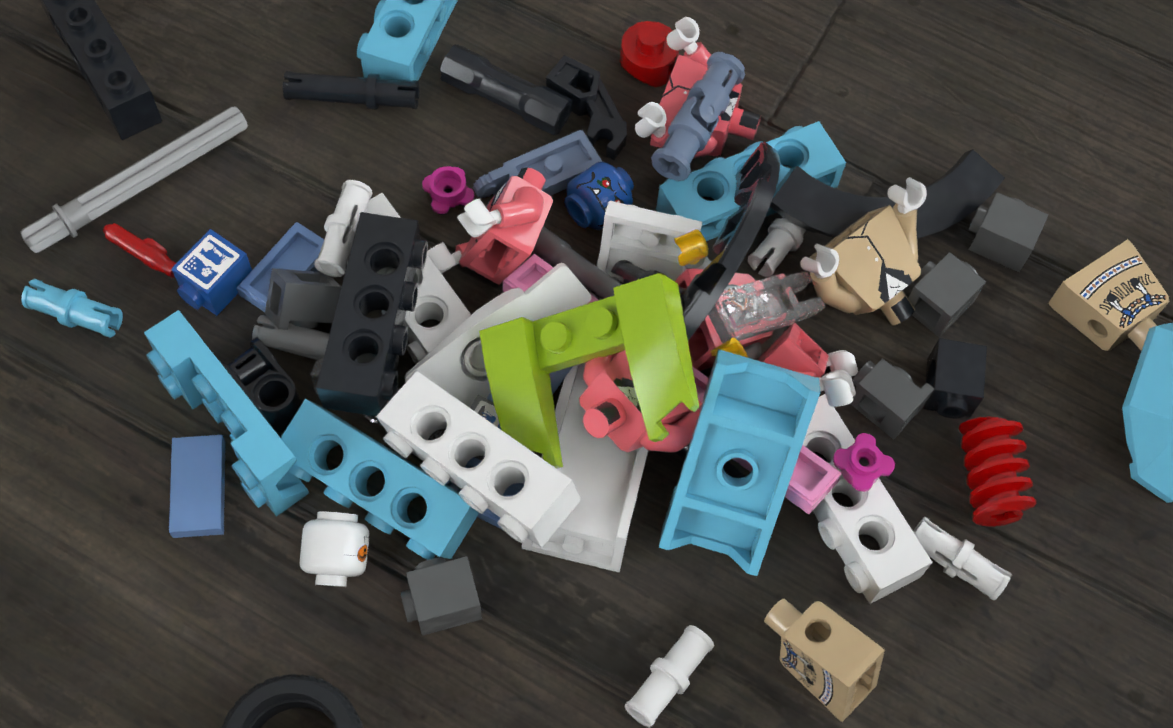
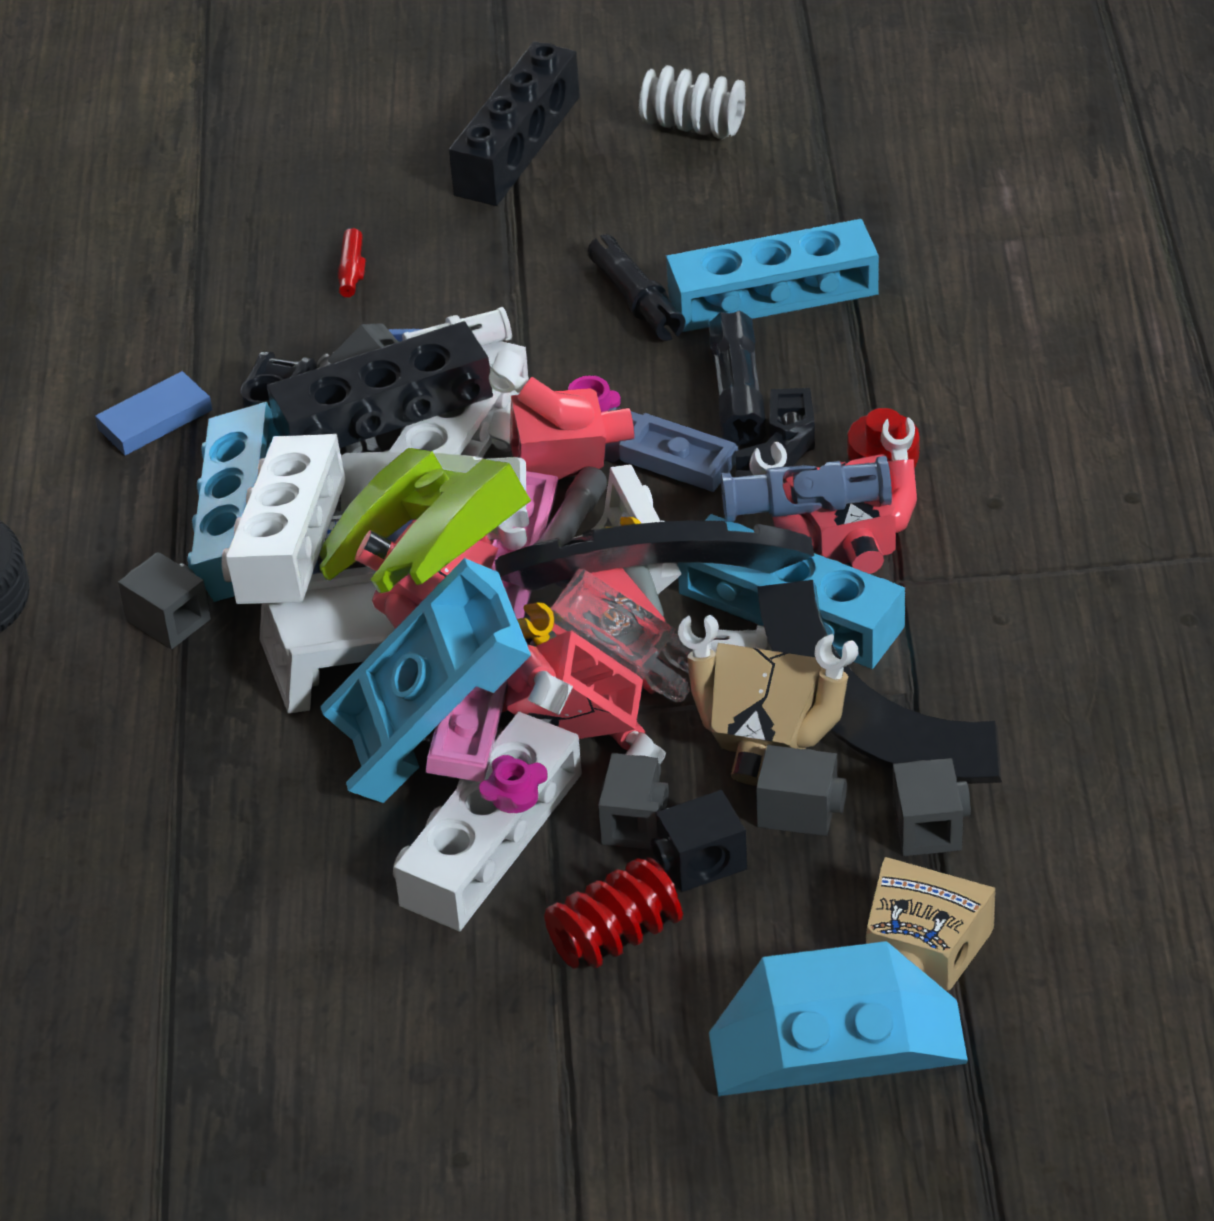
camera: 65 degrees right, 20 degrees down
(72, 308) = (255, 252): medium azure pin -> none
(133, 180) = (415, 217): light grey axle -> none
(194, 372) = (216, 376): medium azure piece -> none
(211, 273) = (356, 300): blue brick -> none
(334, 548) = (155, 511): white head -> none
(593, 189) = (675, 487): blue head -> none
(669, 676) = (203, 784): white pin -> none
(827, 655) = (297, 855): tan torso -> none
(961, 559) = (494, 936): white pin -> none

